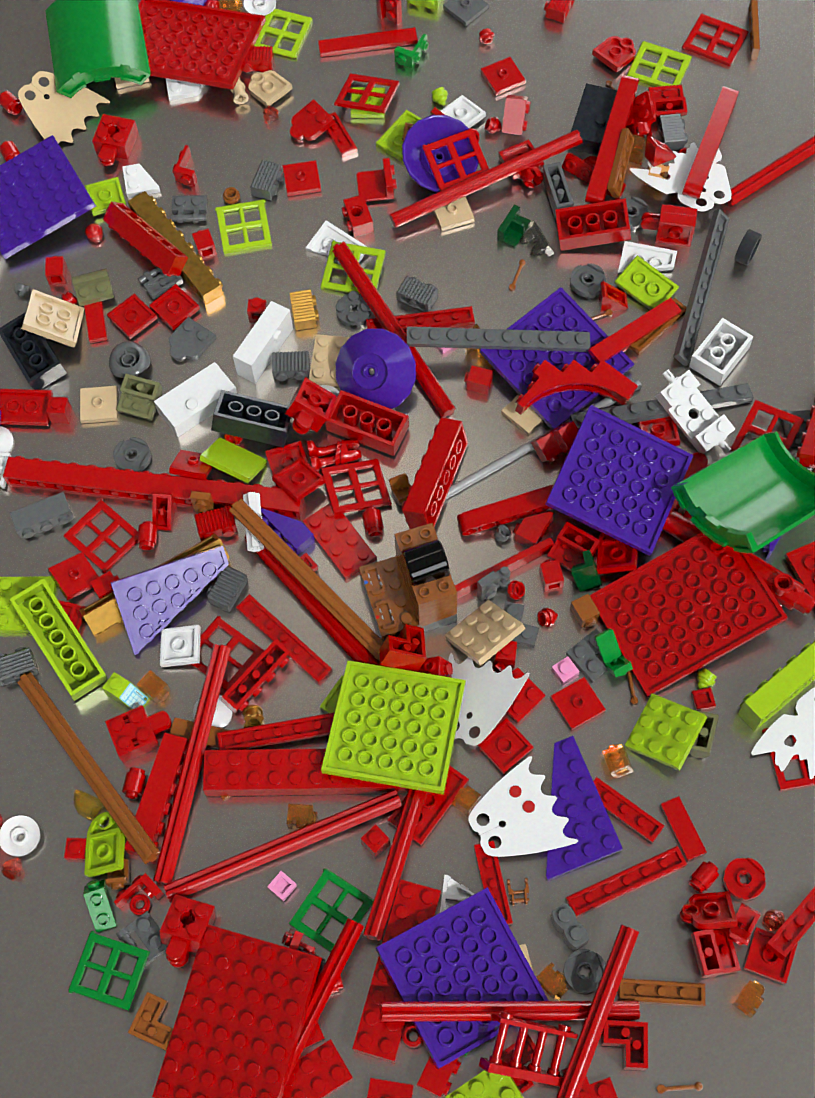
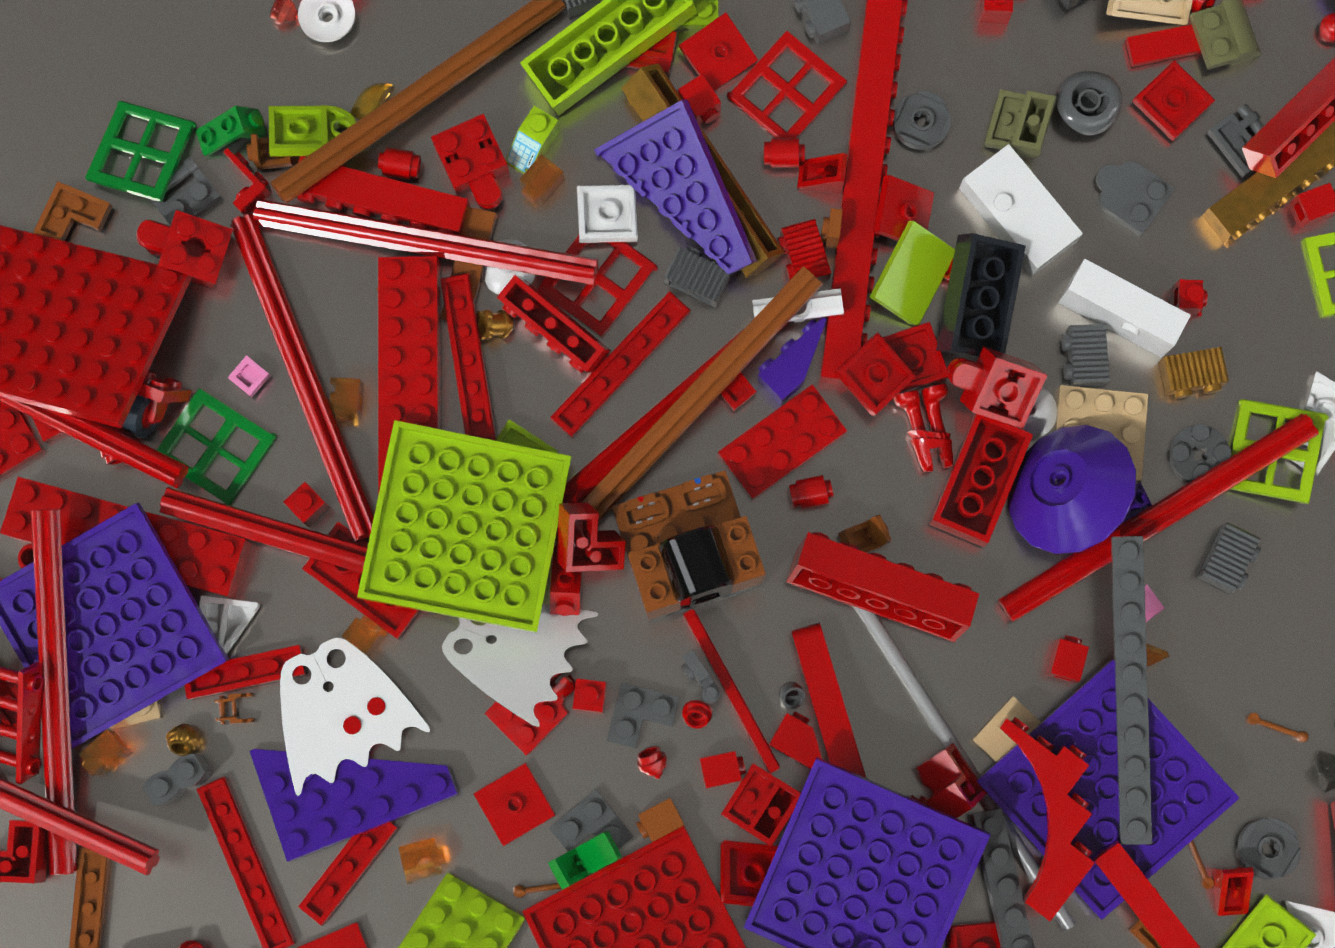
camera: 90 degrees right, 15 degrees up
(75, 849) = (310, 92): red plate -> none
(98, 404) = (1012, 63): tan plate -> none
(139, 898) = (227, 177): red plate -> none
(174, 307) = (1193, 165): red plate -> none
(356, 486) = (872, 465): red window -> none
(441, 318) = (1181, 575): red tile -> none
(484, 632) = (620, 663): tan plate -> none
(505, 746) = (446, 695): red plate -> none
(541, 925) = (183, 739): none -> pearl gold piece
(565, 670) = (568, 787): bright pink plate -> none
(572, 967) = (103, 793): dark grey plate -> none
(586, 573) = (720, 823): dark green panel -> none

